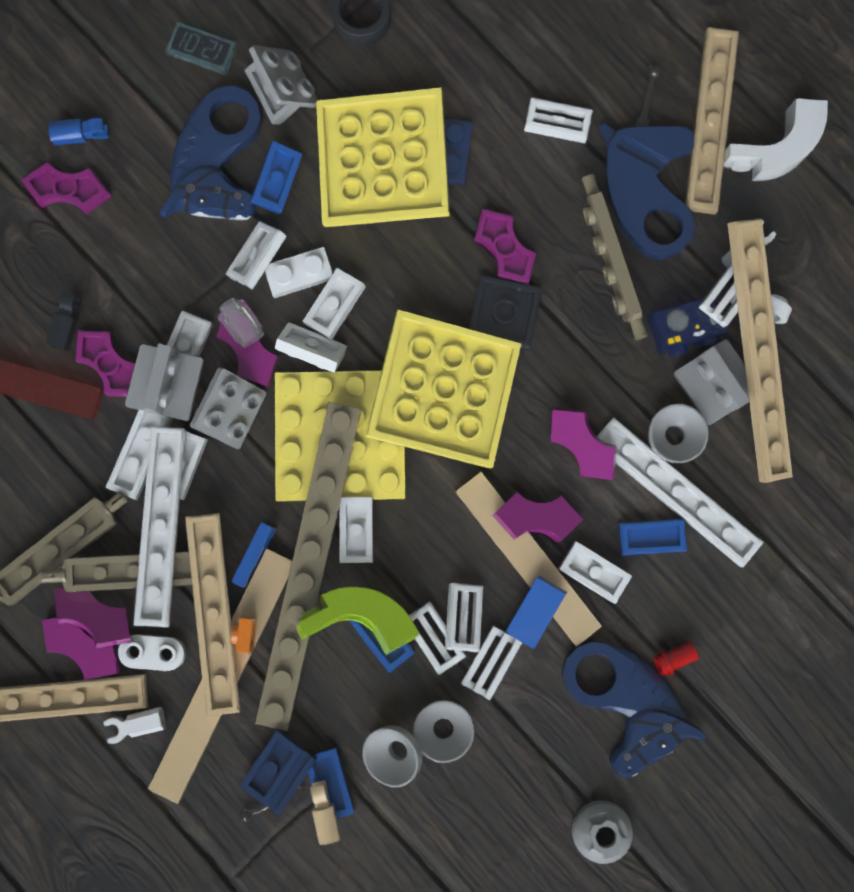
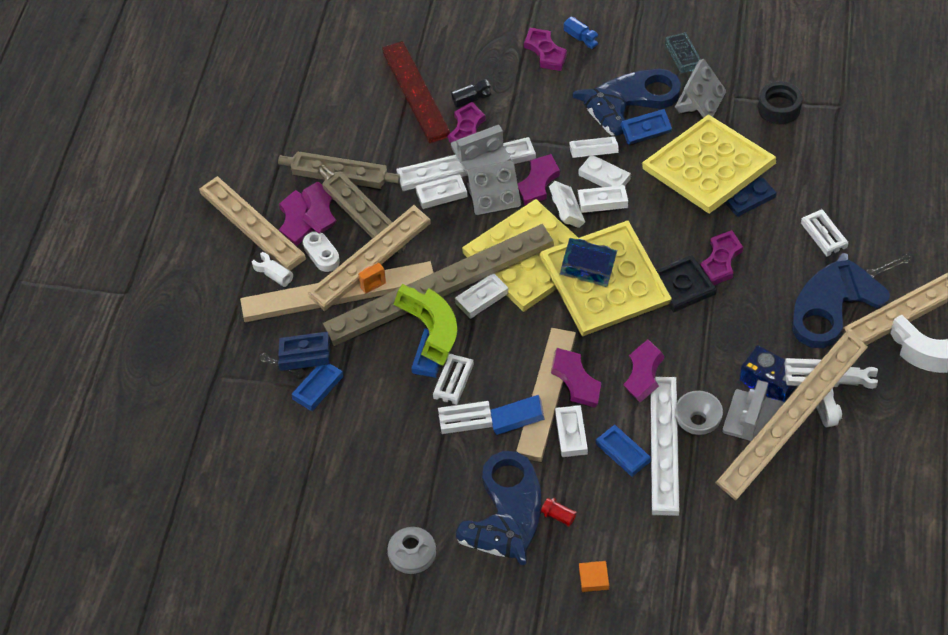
camera: 60 degrees right, 30 degrees down
(159, 527) = (397, 200): white tile -> none
(240, 322) = (547, 160): clear brick -> none
(254, 554) = (432, 252): blue tile -> none
(324, 814) = (299, 385): tan bar -> none
(384, 763) = (362, 392): light grey piece -> none
(425, 398) = (588, 262): none -> clear blue brick
(448, 748) = (401, 405): light grey piece -> none
(476, 617) = (468, 397): white tile -> none
(615, 268) = (774, 303): dark tan plate -> none
(767, 679) = (593, 576): none -> orange tile

